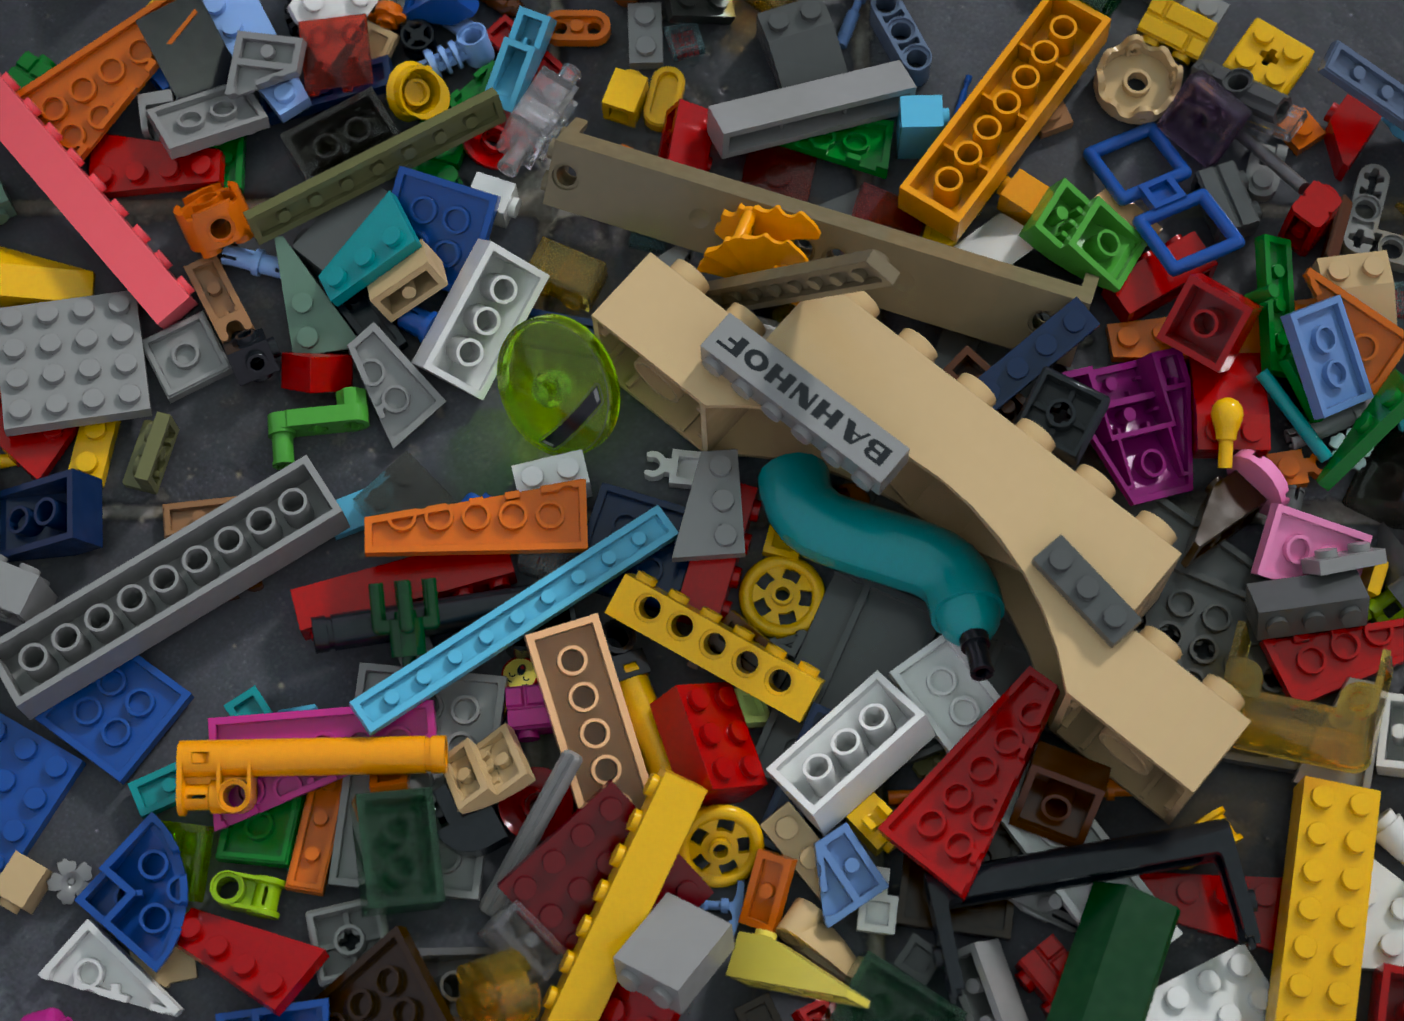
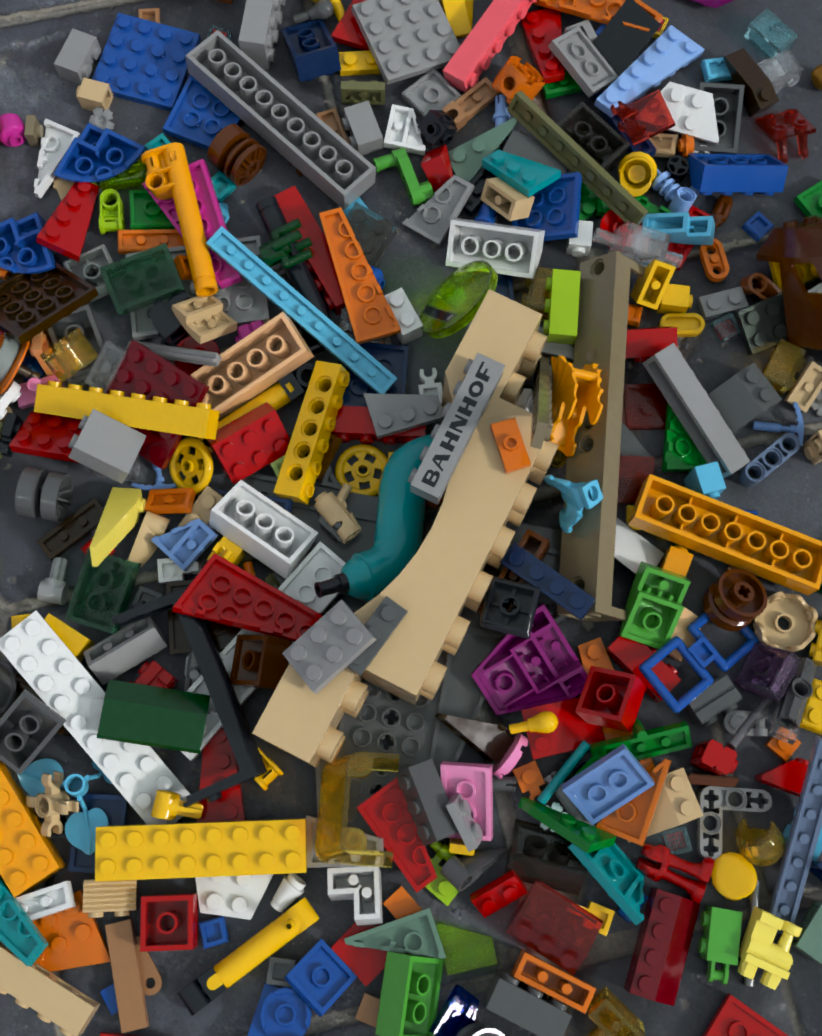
camera: 70 degrees right, 5 degrees up
(56, 996) = (33, 131): none -> dark tan plate
(210, 667) = (236, 154): none -> reddish brown wheel
(215, 469) = (363, 128): none -> light grey brick
(236, 410) = (403, 131): none -> white wing
(263, 61) = (626, 78): light grey wing -> none
(603, 240) = (562, 306): none -> lime brick
(604, 111) = (651, 287): none -> yellow slope
(843, 340) = (510, 445): none -> orange plate
(853, 643) = (335, 516): none -> tan piece
(918, 288) = (576, 498): none -> medium azure animal
(1093, 652) = (329, 646): none -> light grey plate
(1096, 132) = (735, 600): none -> reddish brown wheel
(1247, 973) = (168, 805): none -> yellow axle

